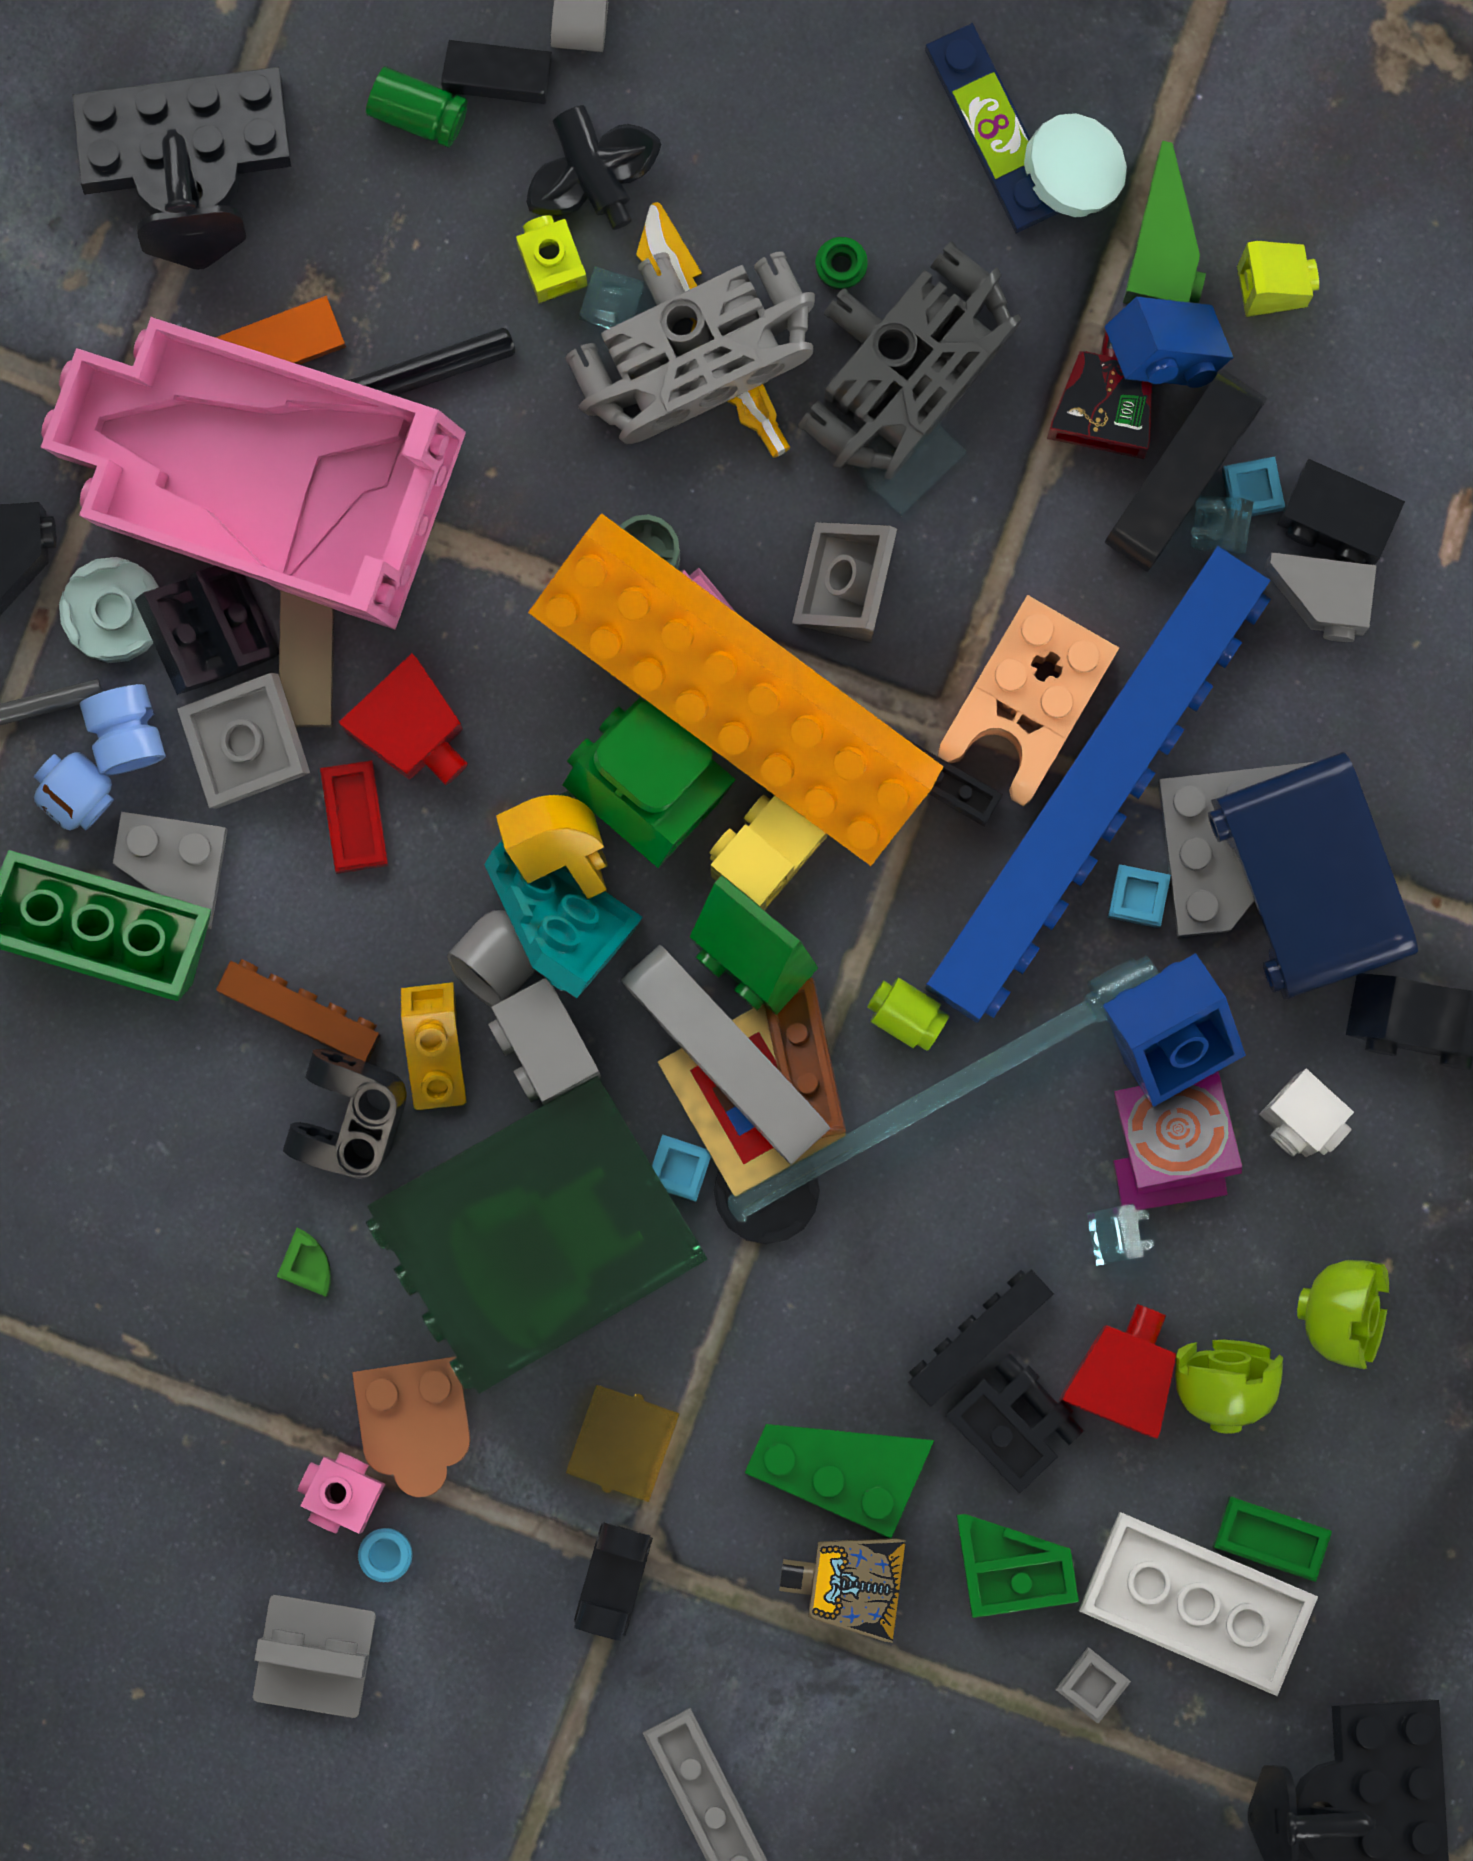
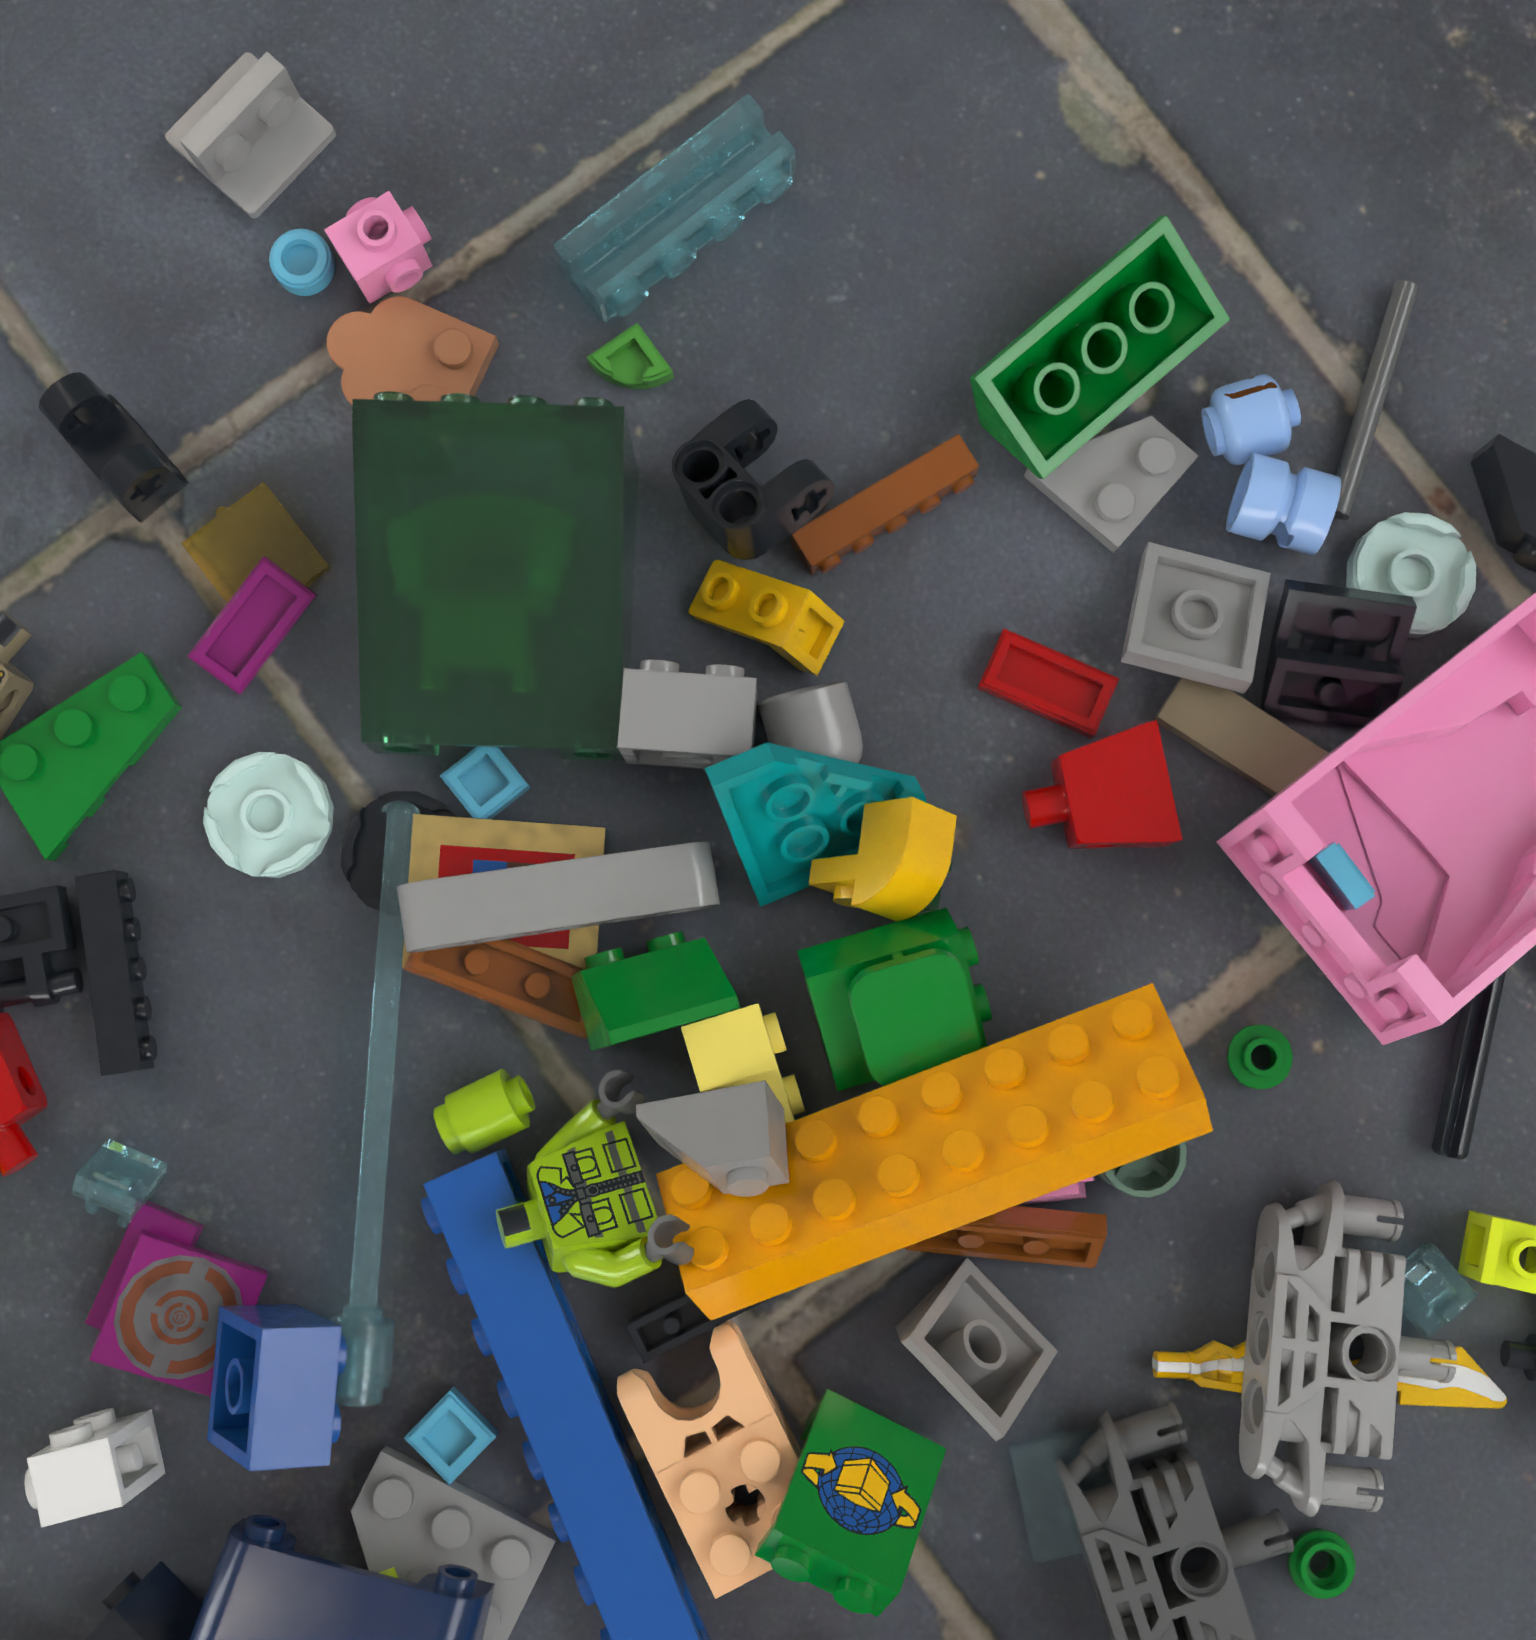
camera: 125 degrees right, 0 degrees up
(176, 1300) = (676, 210): none -> clear light blue brick
(368, 529) = (1342, 876): none -> medium azure tile
(526, 525) = (1239, 1056): none -> green plate
(674, 1406) = (252, 625): none -> magenta tile
(752, 592) = (1026, 1236): none -> dark orange tile
(801, 1306) = (268, 815): none -> light aqua tile
(814, 832) = (724, 1135): none -> light grey slope
(915, 895) = (593, 1198): none -> torso
(998, 596) = (853, 1505): none -> green panel

